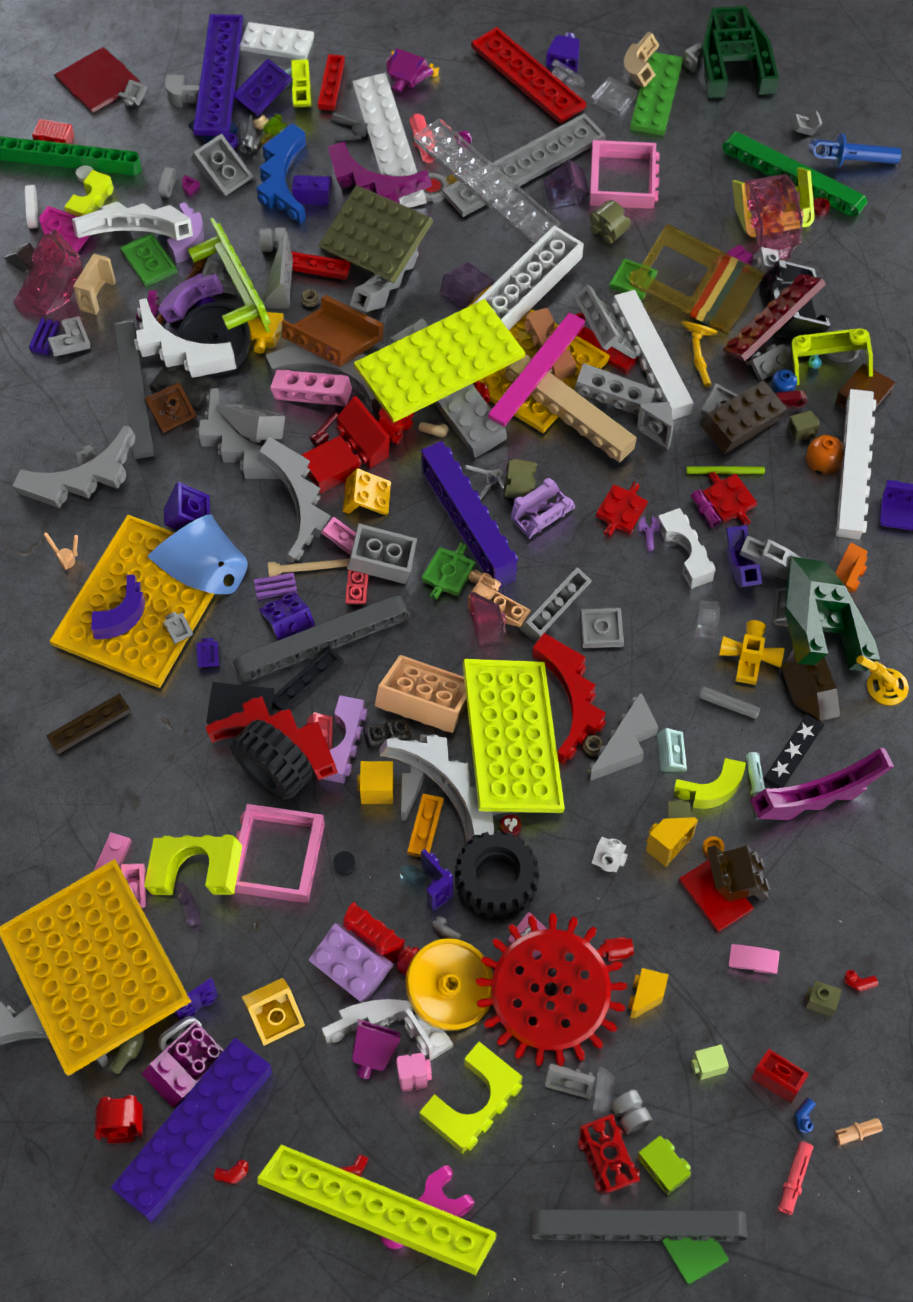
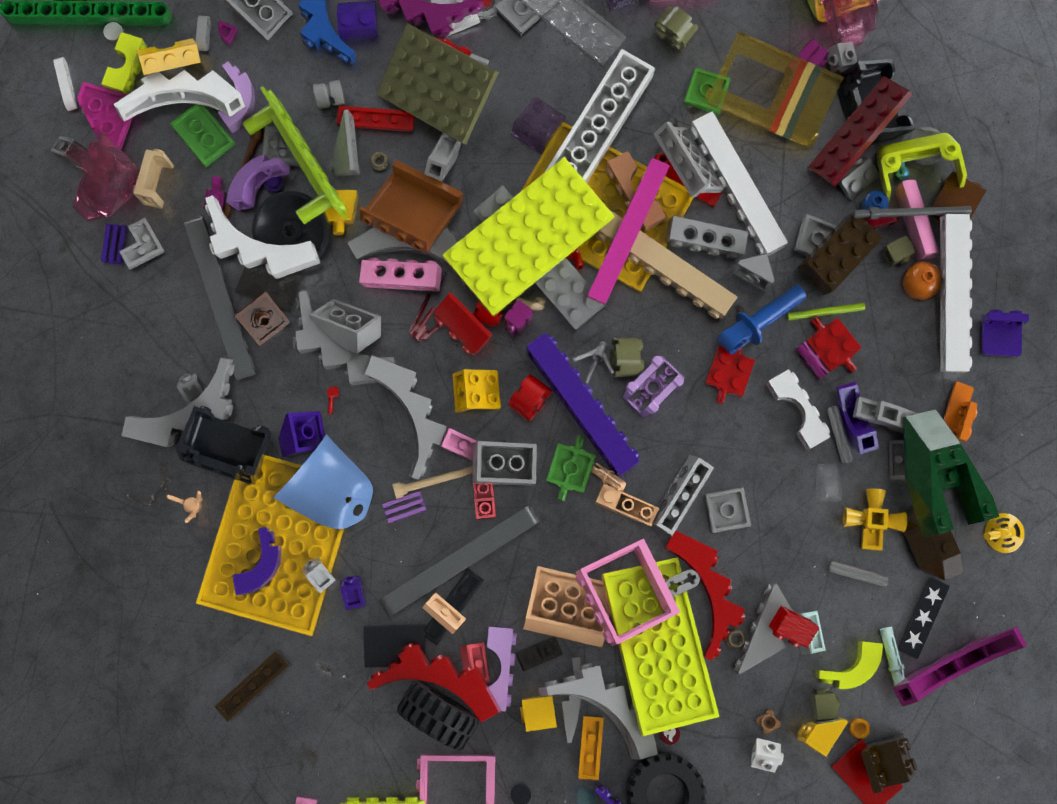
camera: 10 degrees left, 20 degrees up
(107, 503) = (223, 446): none -> black windscreen
(131, 192) = (179, 55): none -> yellow arch
(225, 479) = (332, 392): none -> red hand
(288, 616) = (421, 541): dark purple bracket -> none
(296, 678) = (444, 613): none -> light nougat plate
(331, 463) = (435, 360): red brick -> none
(417, 501) = (530, 397): none -> red brick
(418, 433) = (518, 318): none -> magenta brick
(487, 620) = (617, 524): clear pink slope -> none
(514, 663) = (655, 579): none -> bright pink window
(542, 680) = (683, 587): none -> light grey beam
(616, 822) = (774, 723): none -> medium nougat plate
(644, 469) = (748, 327): none -> blue piece
(649, 532) = (759, 394): medium lavender bar -> none
(653, 731) = (793, 626): none -> red brick
(699, 361) = (781, 153): yellow dish -> none
(726, 576) = (839, 434): none -> light grey axle
(780, 381) = (875, 212): none -> dark grey bar
(824, 400) = (917, 226): none -> bright pink brick

